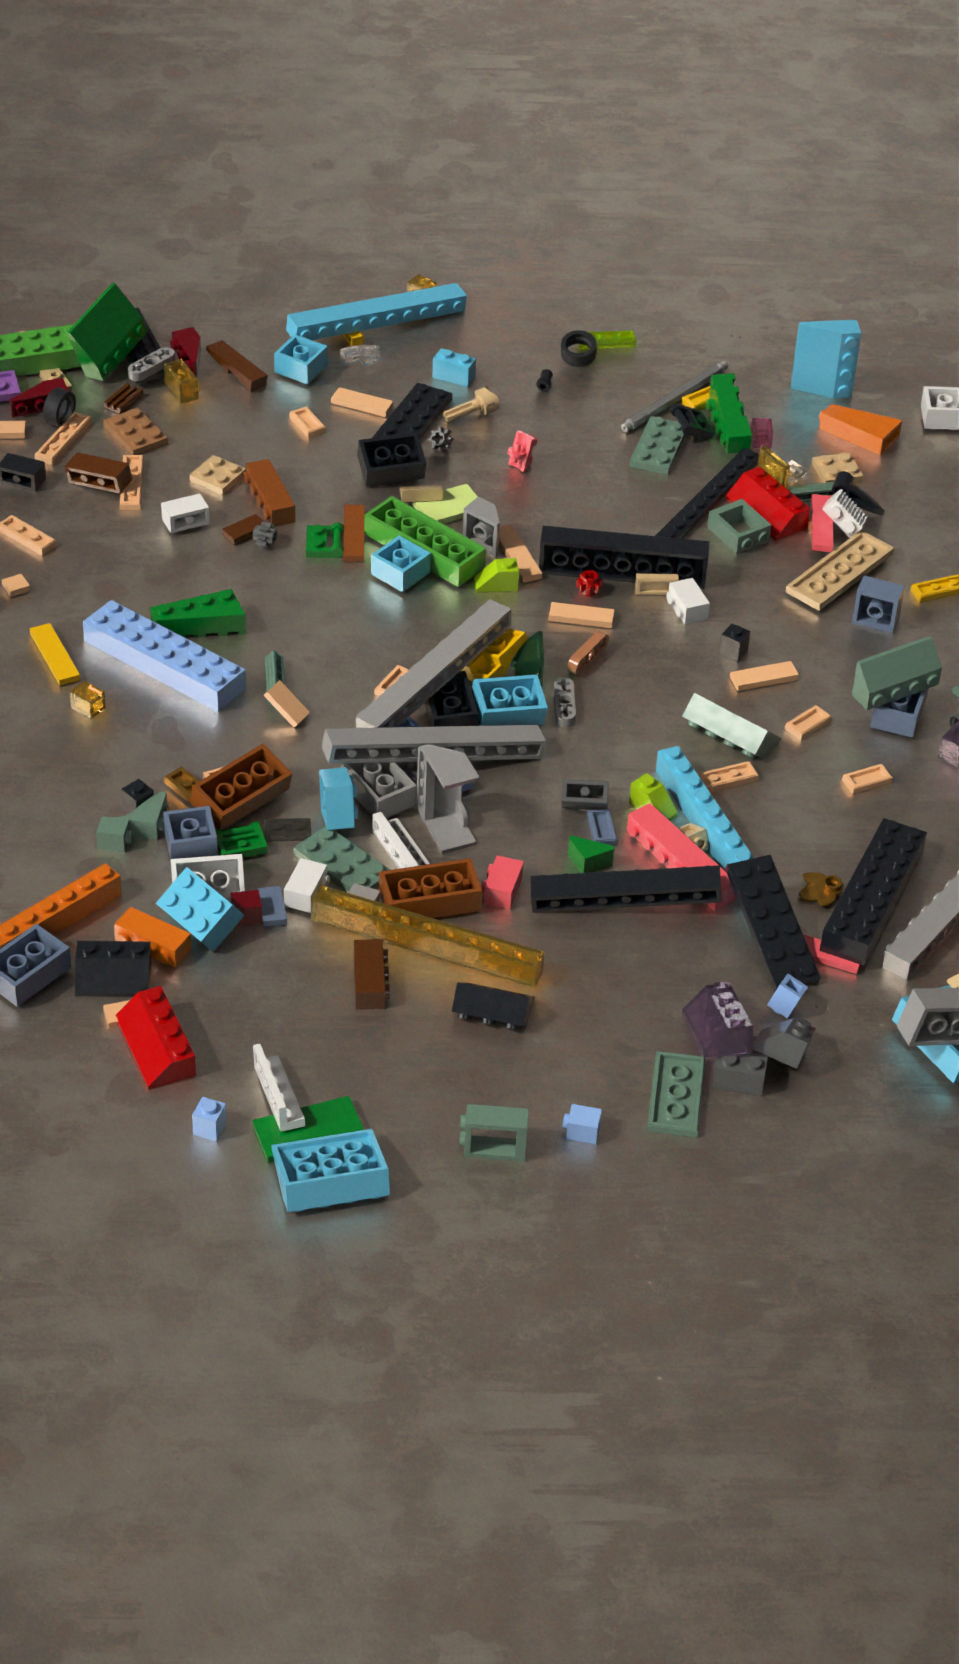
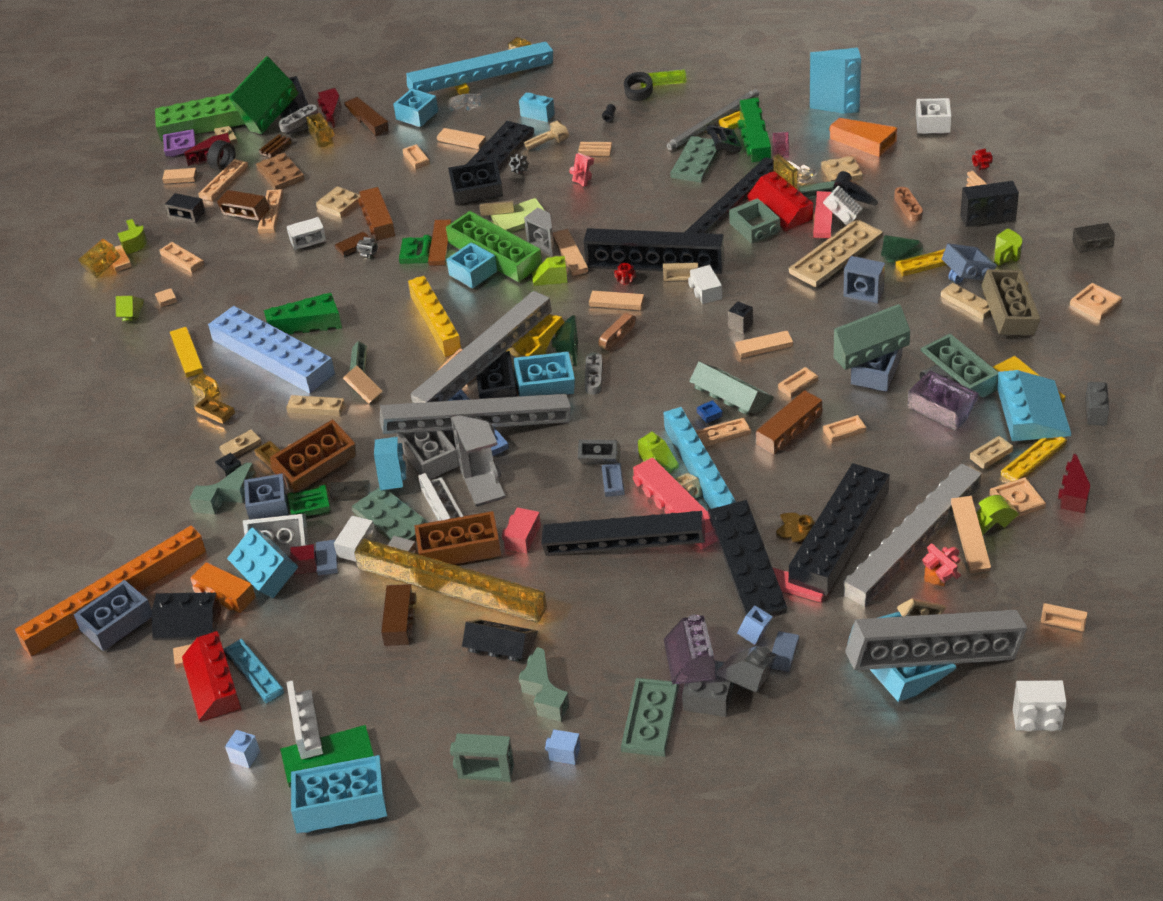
camera: 10 degrees right, 0 degrees up
(104, 726) = (214, 409): none -> pearl gold plate
(143, 769) = (241, 444): none -> tan plate
(206, 1034) = (254, 671): none -> medium azure tile
(228, 726) = (315, 405): none -> tan plate
(362, 623) = (434, 315): none -> yellow brick
(532, 425) = (595, 148): none -> light nougat tile
(542, 1052) = (534, 680): none -> sand green arch
(589, 854) = (599, 503): green slope -> none
(708, 752) = (709, 411): none -> blue plate
(803, 769) = (789, 422): none -> dark orange brick
(823, 1020) = (785, 649): none -> sand blue tile
(915, 568) = (899, 248): none -> clear green slope
(920, 521) = (907, 209): none -> nougat beam

